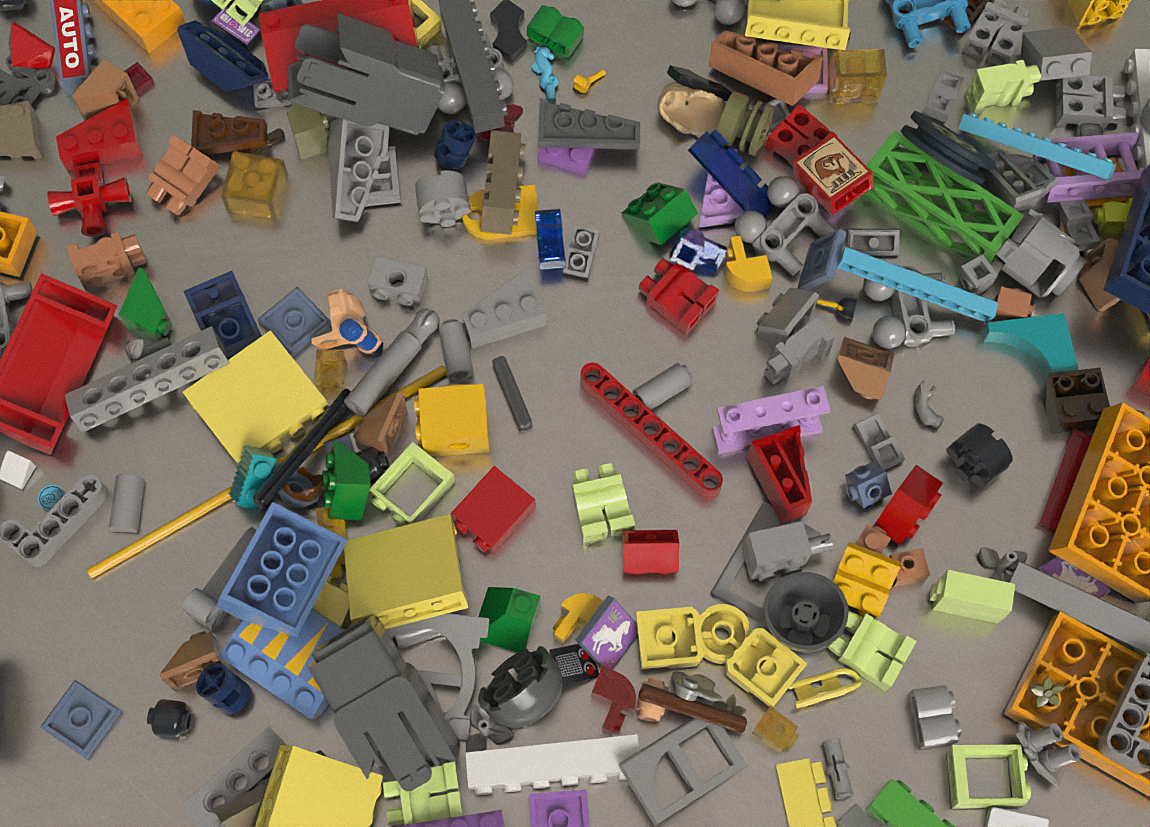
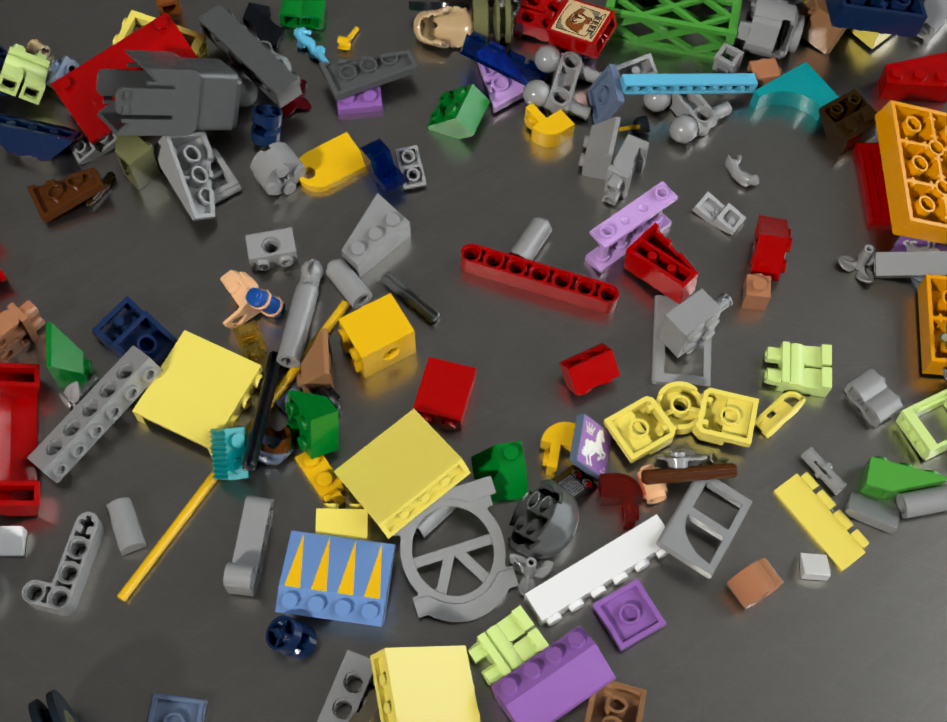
camera: 25 degrees left, 5 degrees down
(50, 496) = (53, 550): medium azure tile -> none
(169, 718) = (254, 686): black head -> none
(183, 174) = (43, 238): nougat hips -> none
(191, 660) = (252, 626): medium nougat slope -> none
(245, 36) = (43, 112): tile -> none
(254, 184) = (110, 223): clear yellow brick -> none
(281, 571) = (296, 515): medium blue slope -> none
(295, 321) = (200, 316): sand blue tile -> none
(382, 704) = (429, 575): dark grey piece -> none
(429, 465) = (370, 381): yellowish green window -> none
(501, 182) = (321, 139): dark tan wedge -> none
(600, 495) = (530, 351): yellowish green hips -> none
(678, 295) = (506, 168): red hips -> none
(694, 249) = (505, 128): clear blue brick -> none
(765, 730) = (754, 468): clear yellow brick -> none
(806, 599) = (737, 359): dark grey piece -> none
(865, 367) = (684, 162): medium nougat slope -> none
(866, 578) = (766, 317): yellow plate -> none
(867, 484) = (730, 246): sand blue brick -> none
(912, 569) = (792, 296): nougat brick -> none
(972, 596) = (855, 293): yellowish green brick -> none
(980, 455) = (802, 188): black brick -> none

